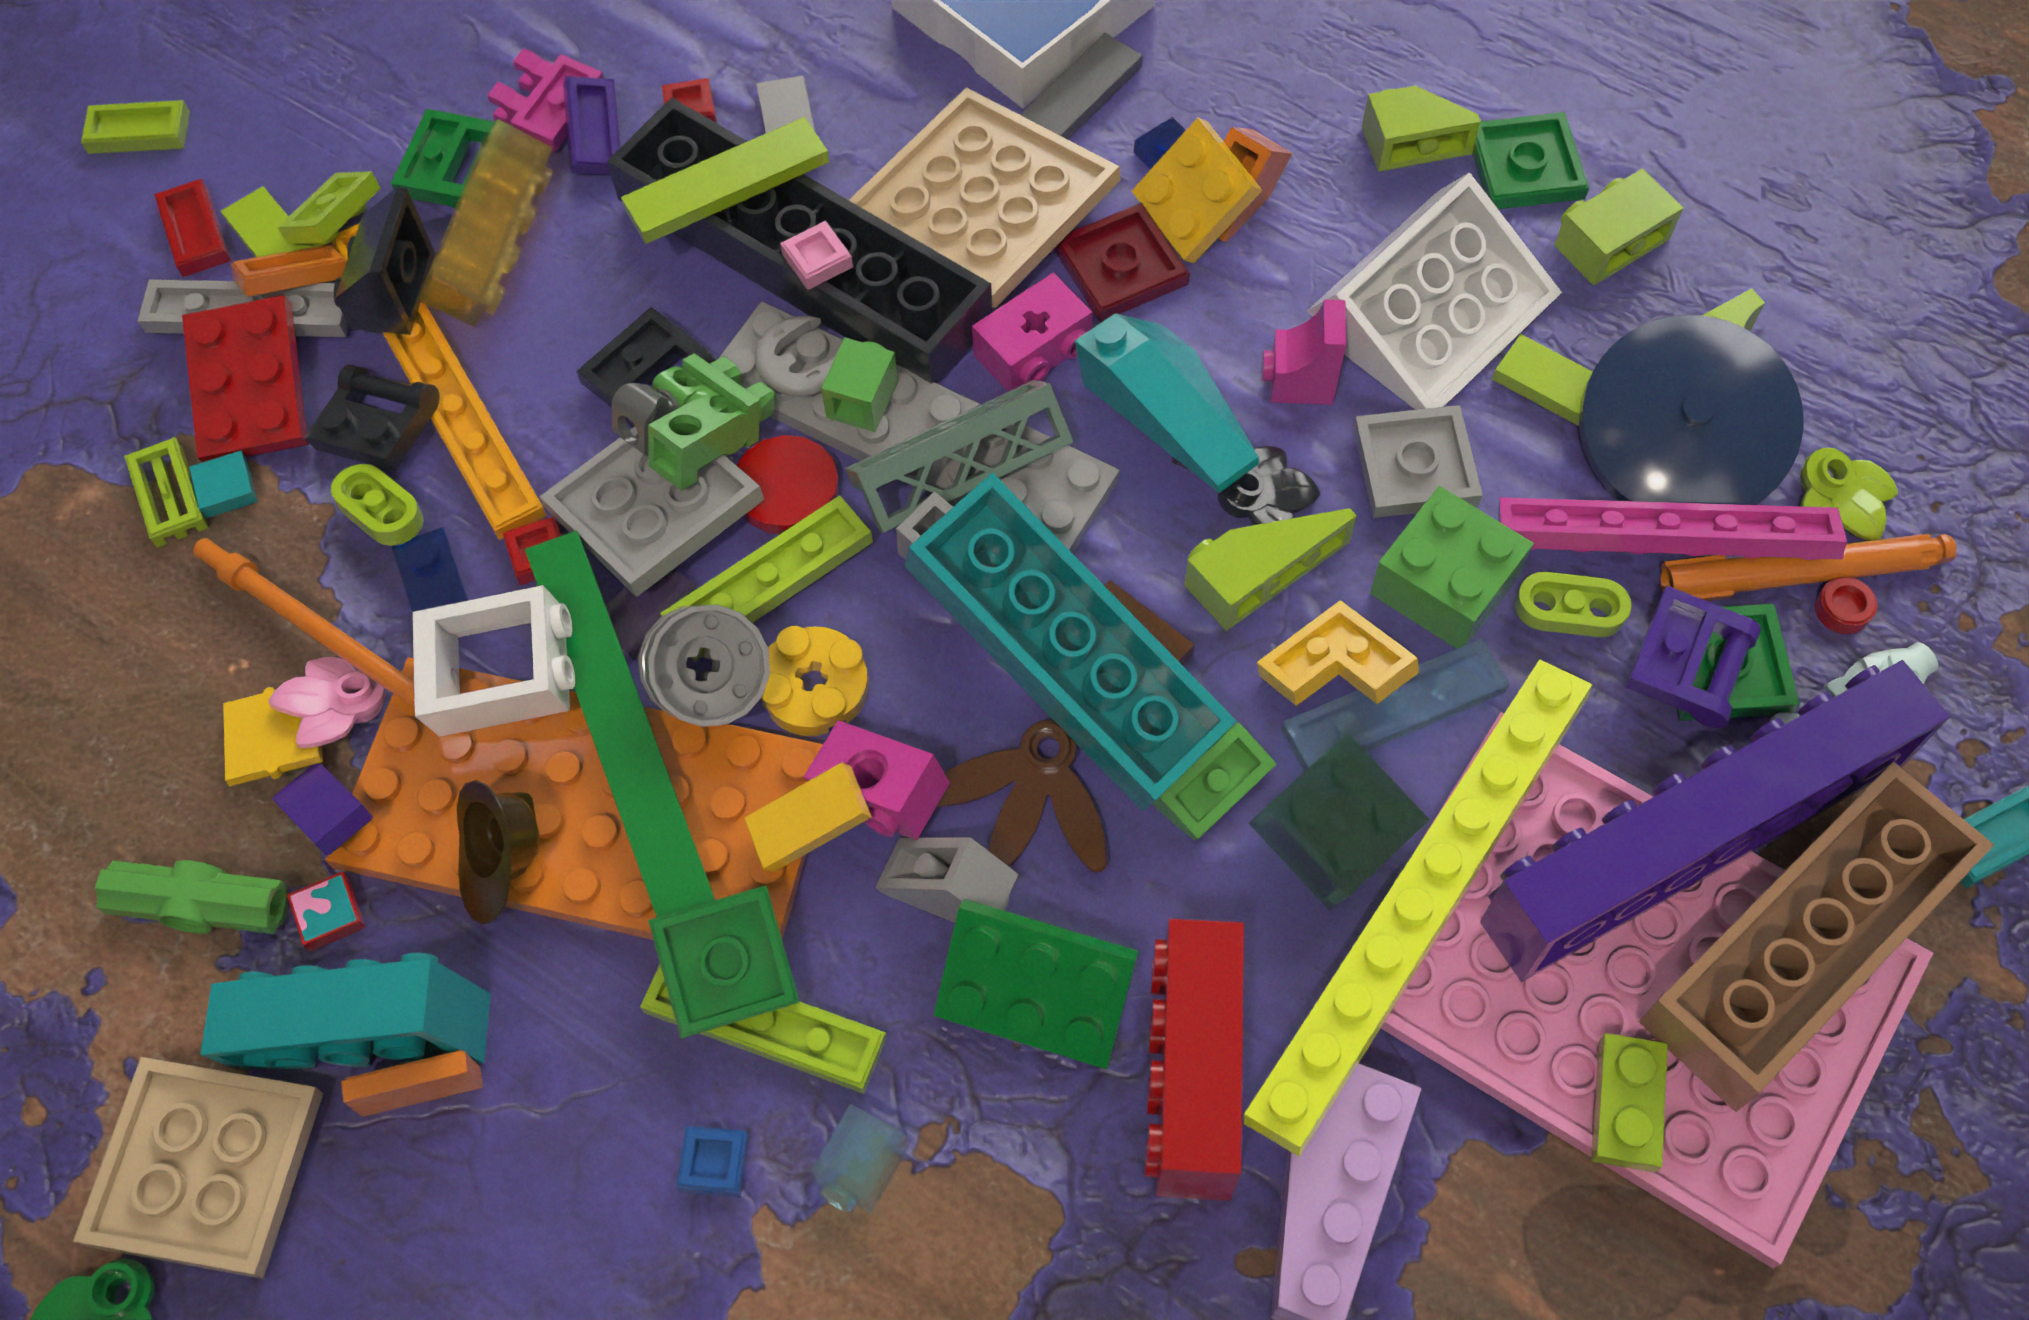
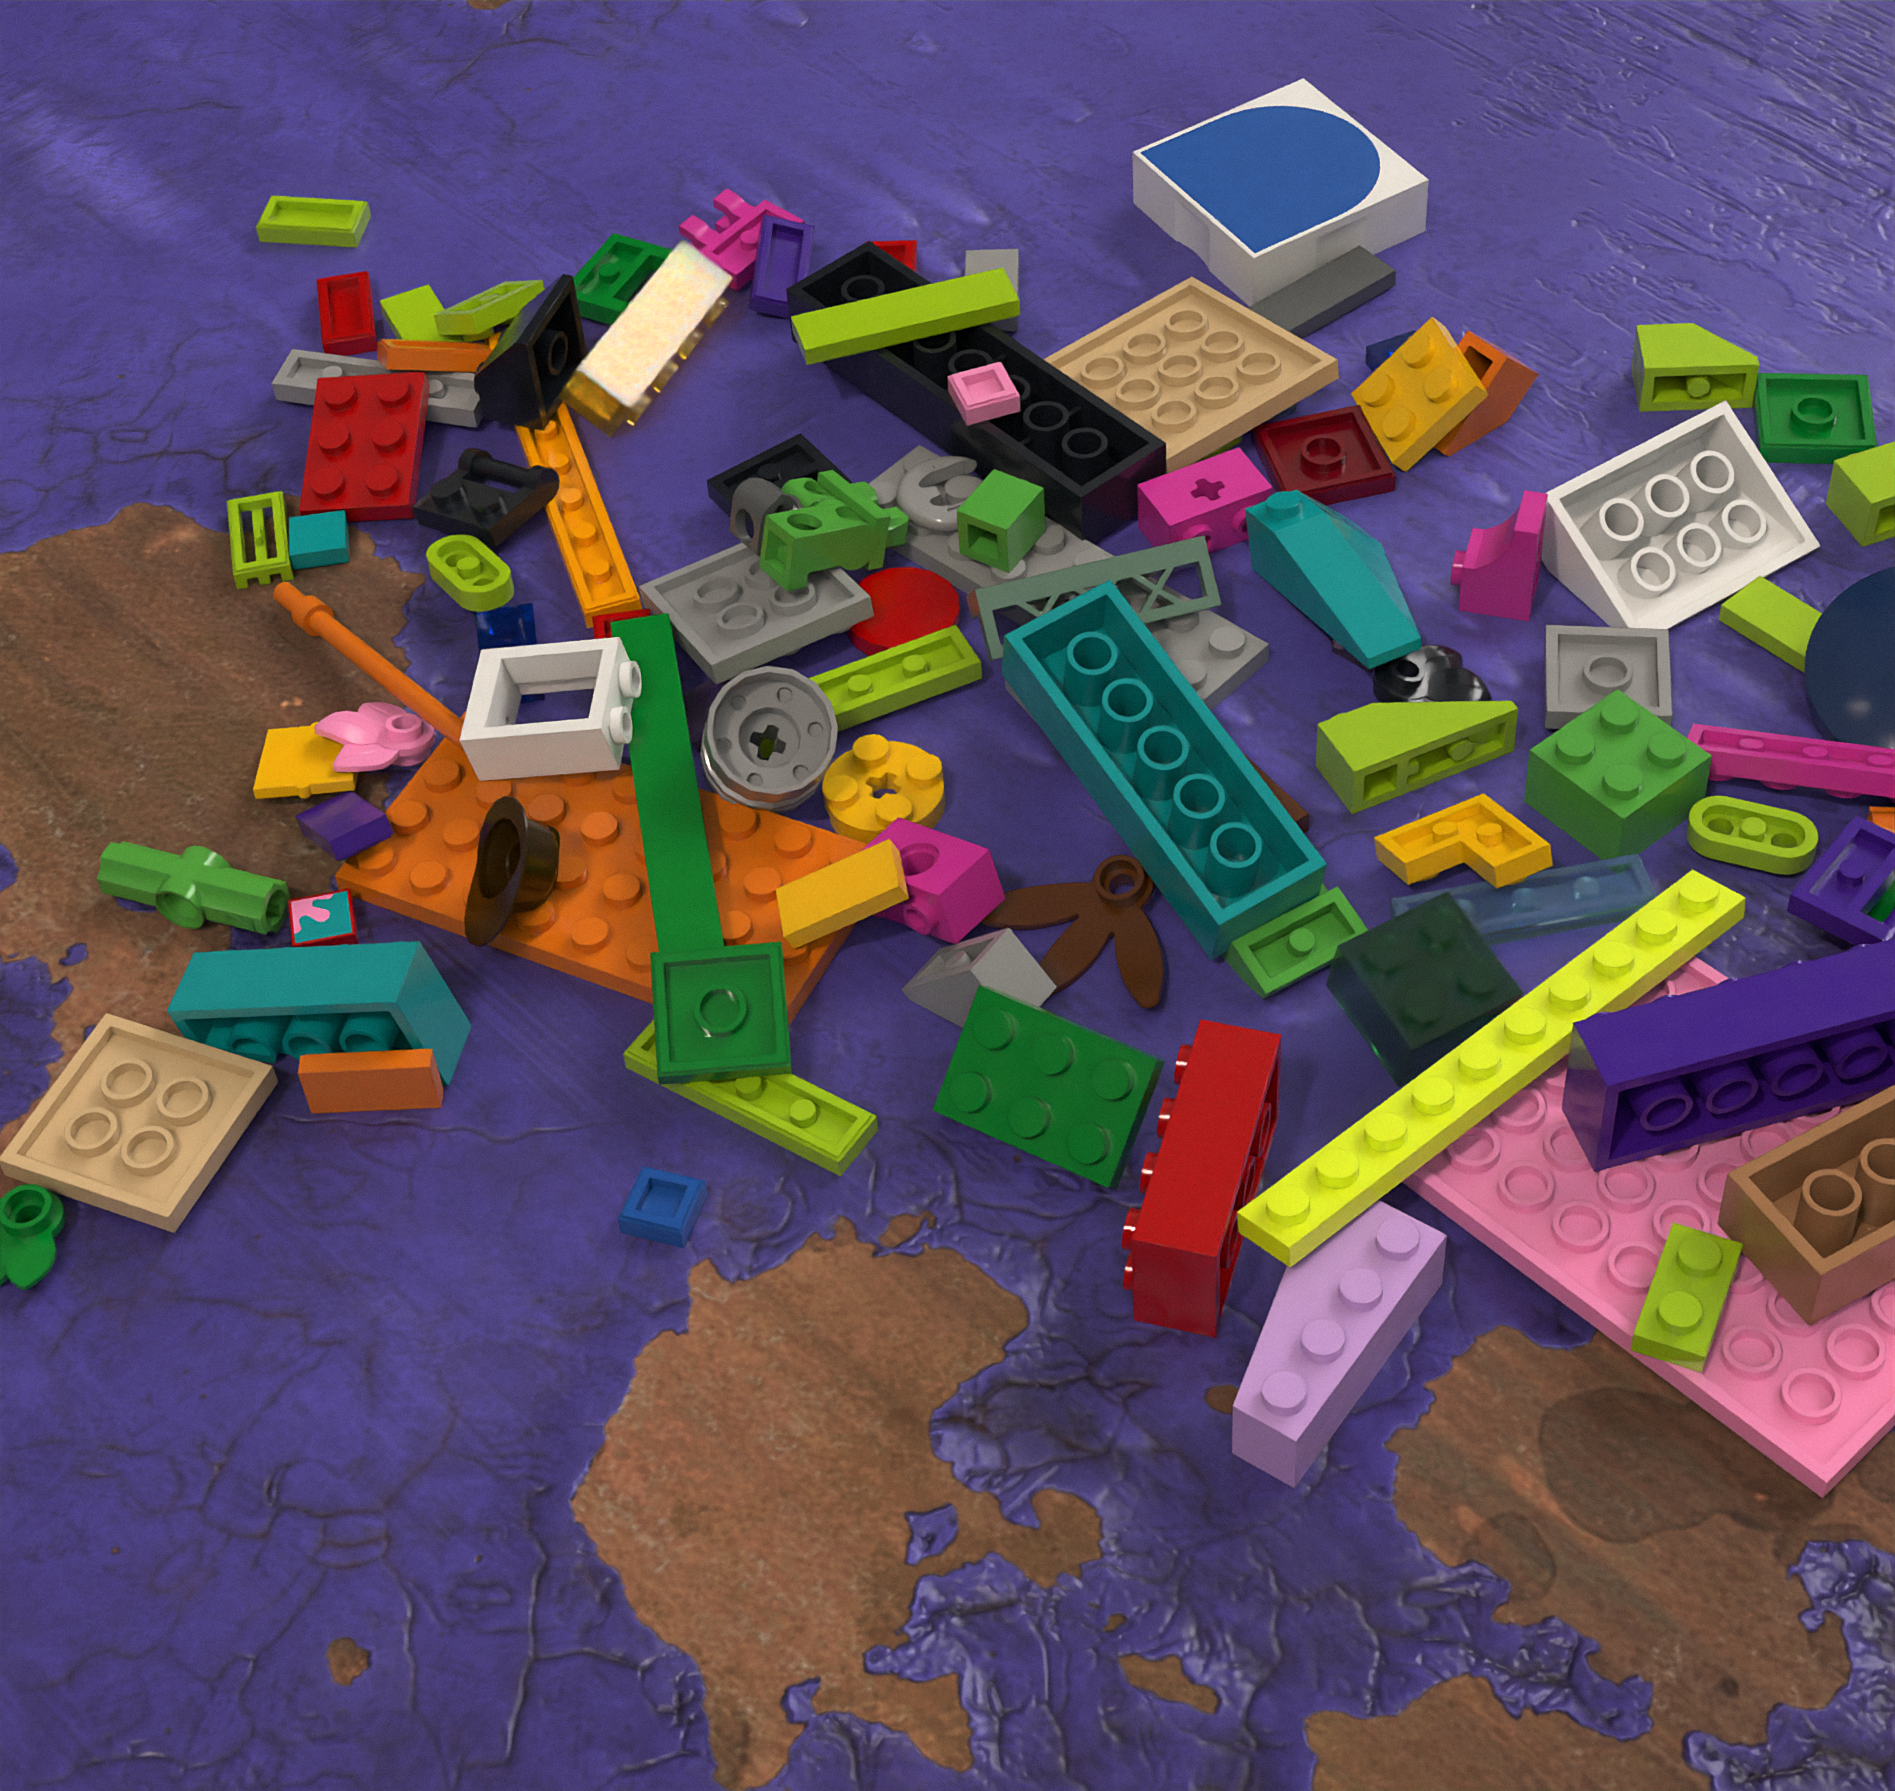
camera: 15 degrees right, 15 degrees down
(859, 1161) = (818, 1221): clear light blue brick -> none

